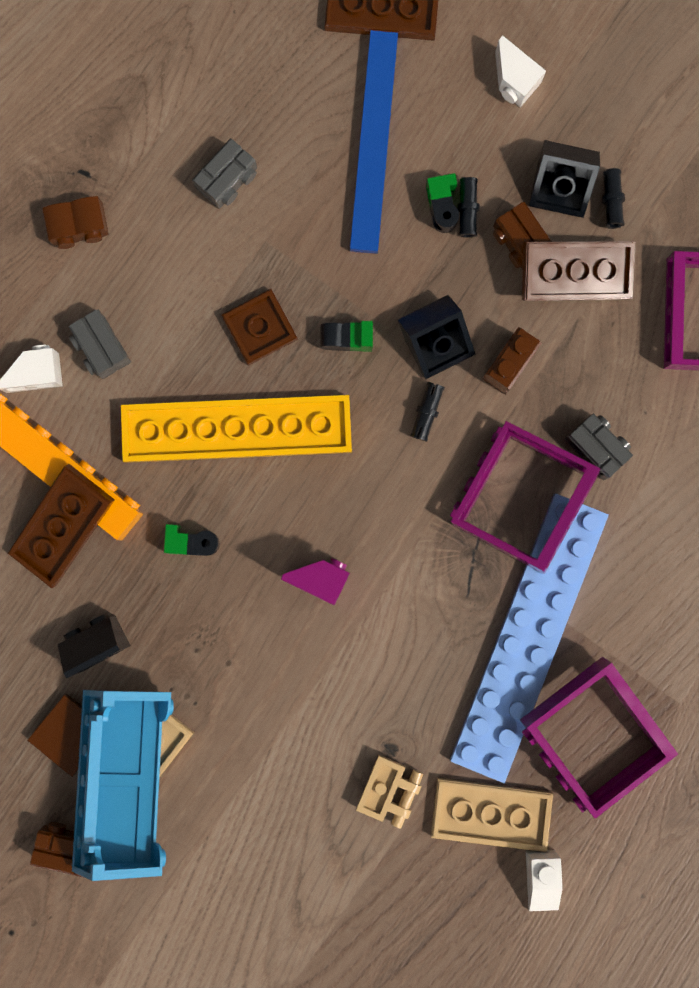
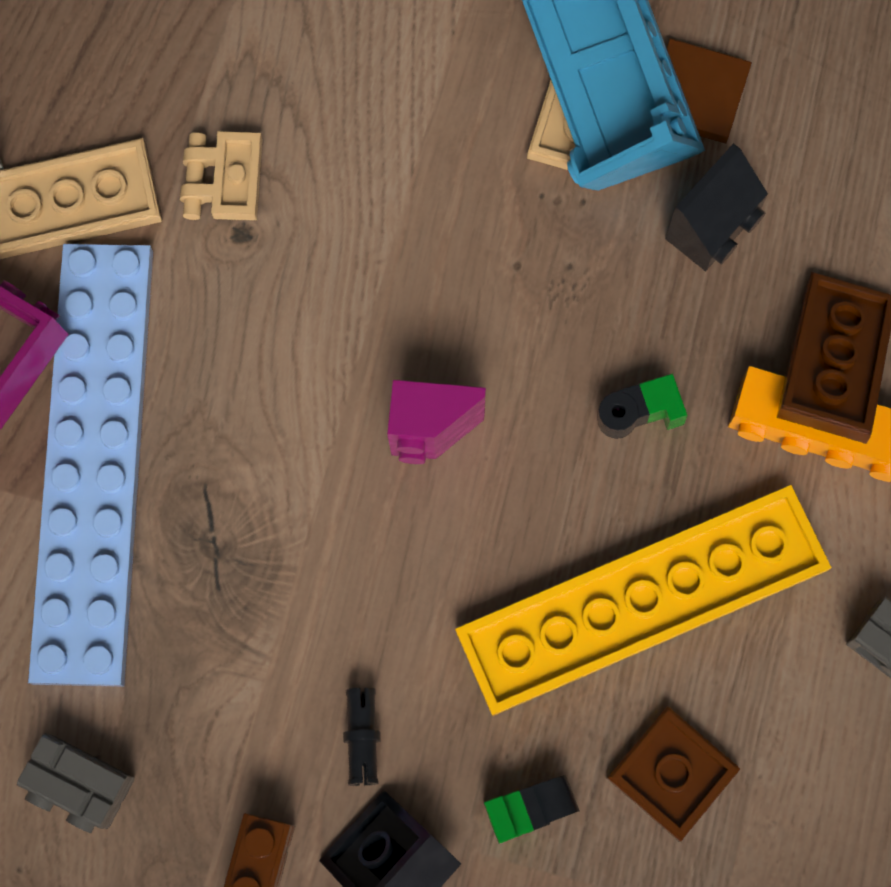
camera: 165 degrees right, 10 degrees down
(487, 464) = (248, 649): magenta window -> none

